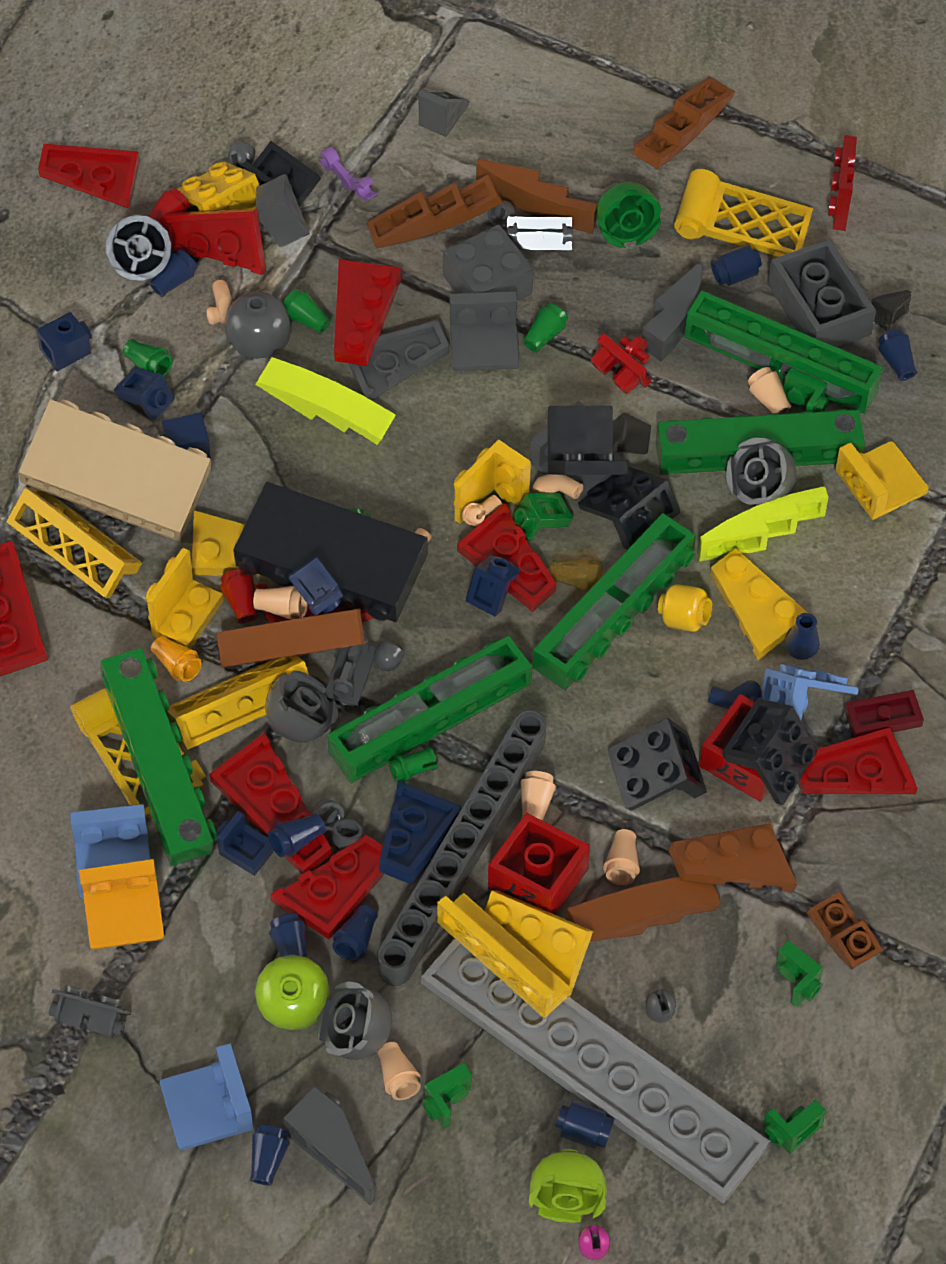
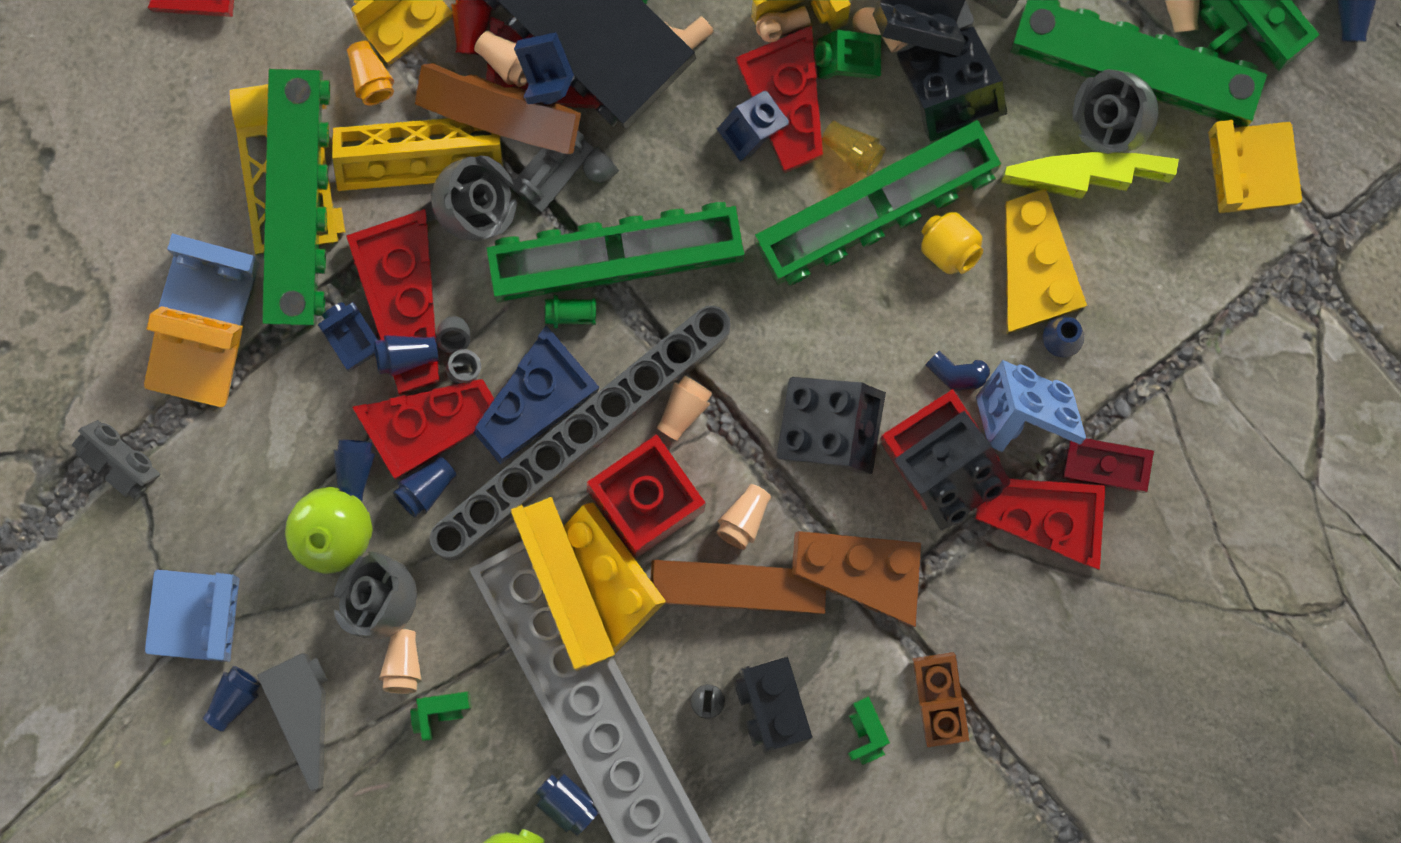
camera: 20 degrees right, 25 degrees up
(713, 984) = (774, 705): none -> black bracket

